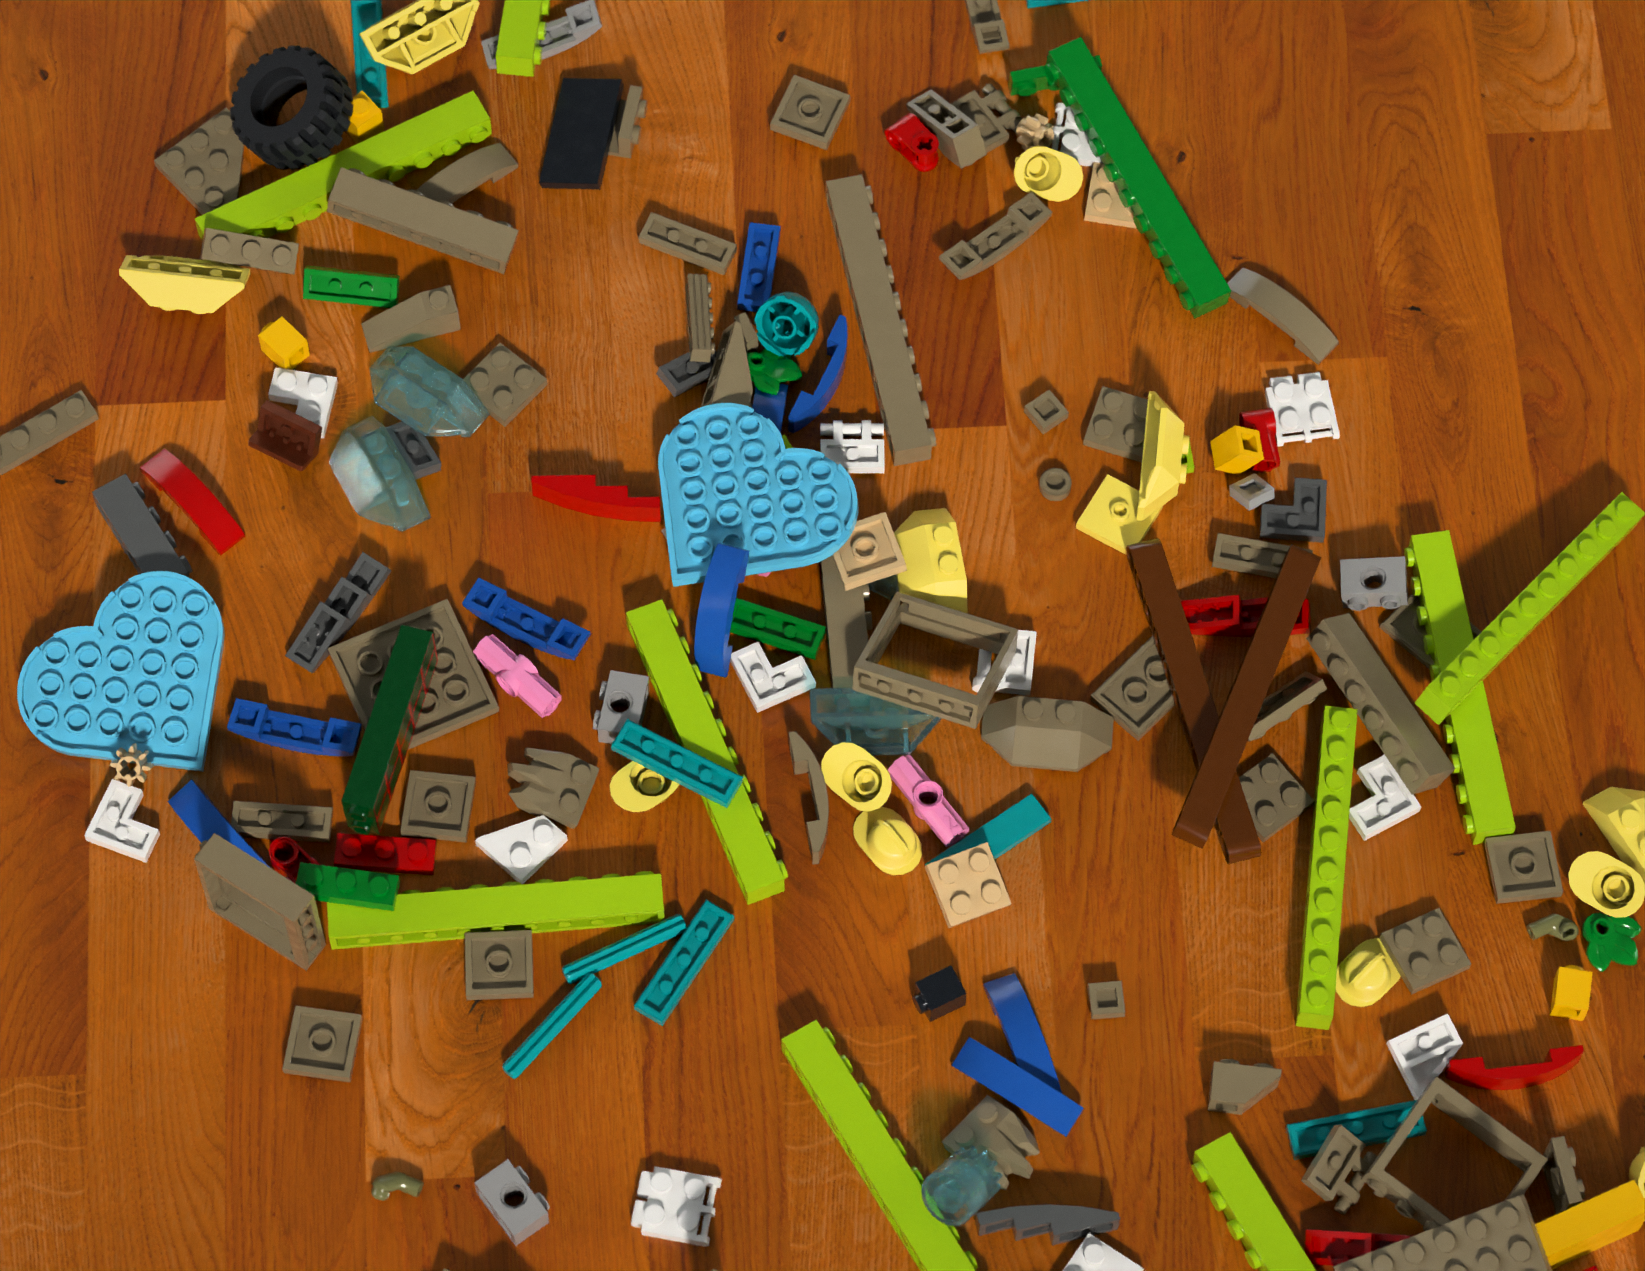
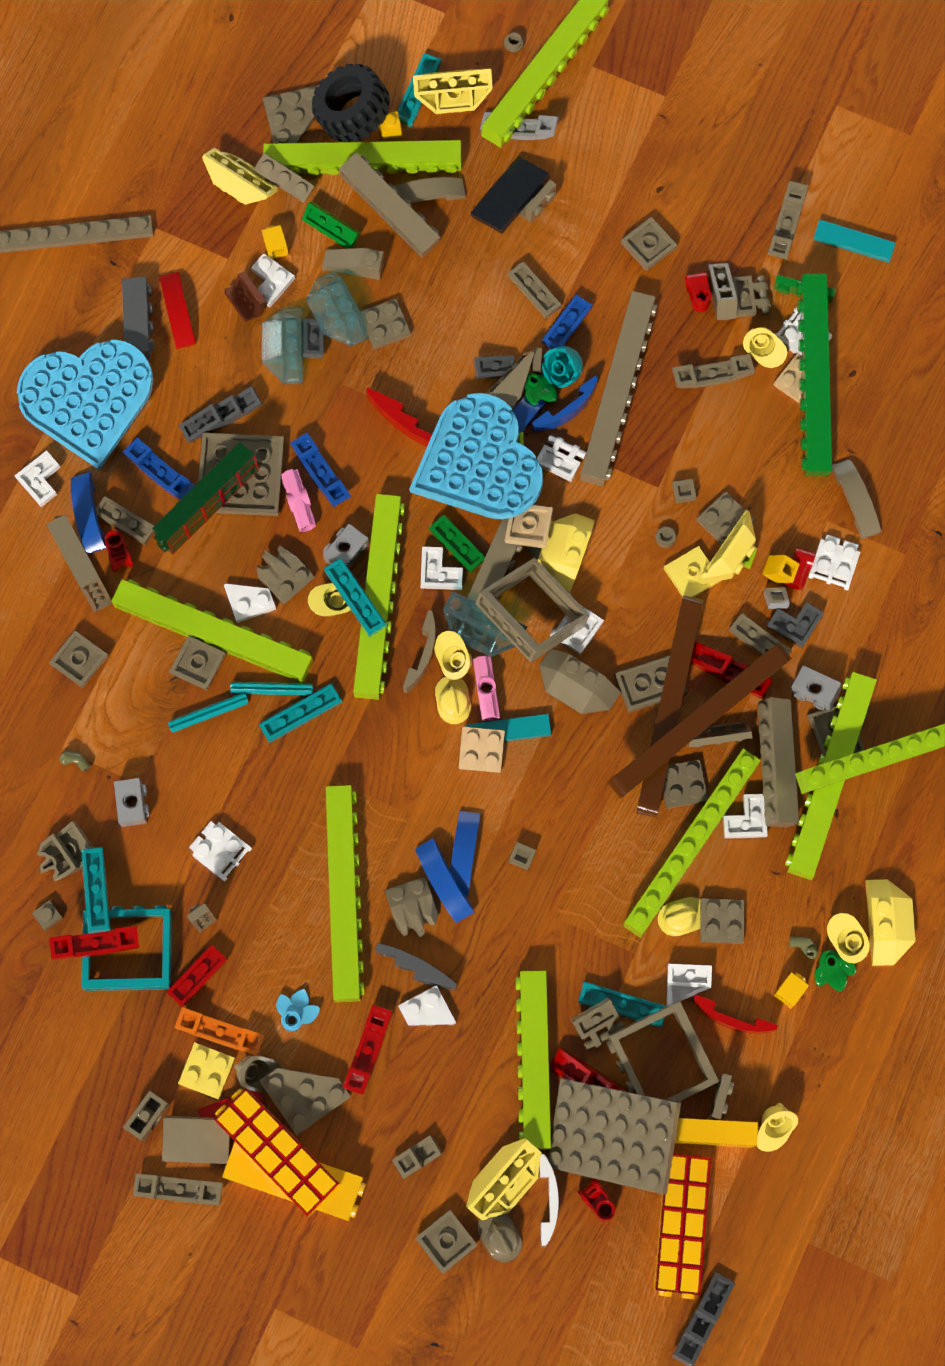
camera: 30 degrees right, 10 degrees up
(136, 772) = (59, 448): tan gear -> none
(349, 886) = (135, 577): green plate -> none
(385, 854) = (171, 567): red plate -> none
(438, 806) = (214, 554): dark tan plate -> none
(699, 318) = (515, 338): dark tan piece -> none
(717, 608) = (425, 516): blue slope -> none
(939, 994) = (429, 804): black brick -> none
(960, 1186) = (376, 923): clear light blue gear -> none
(1034, 132) = (771, 318): tan gear -> none
(1238, 1086) = (568, 946): dark tan slope -> none
(1523, 867) = (807, 901): dark tan plate -> none

